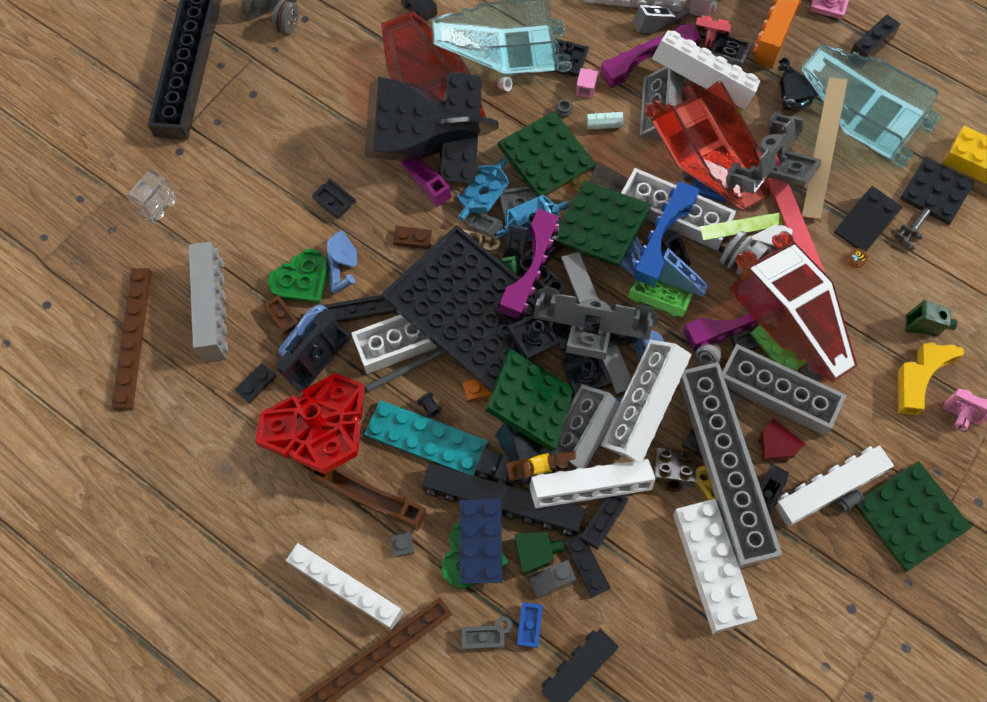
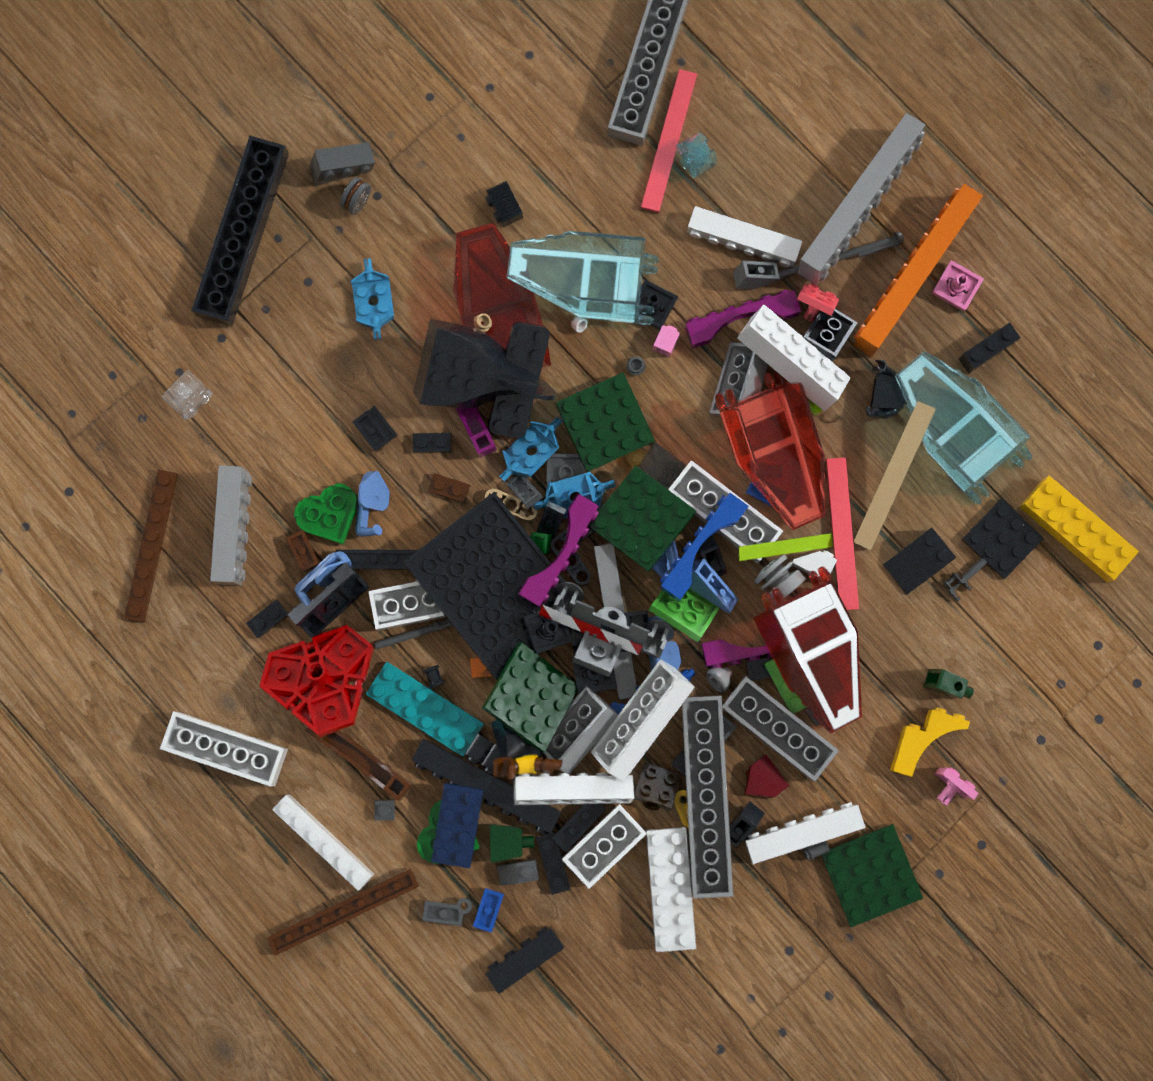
camera: 10 degrees right, 15 degrees up
(227, 511) = (224, 748): none -> white brick
(314, 84) = (368, 285): none -> dark azure plate
(389, 202) = (431, 442): none -> black plate
(567, 322) = (583, 627): none -> sticker
(605, 120) = (675, 391): light aqua axle -> none
(635, 534) = (604, 846): none -> white brick
(794, 168) = (857, 494): dark grey piece -> none
(857, 258) = (897, 599): clear orange tile -> none

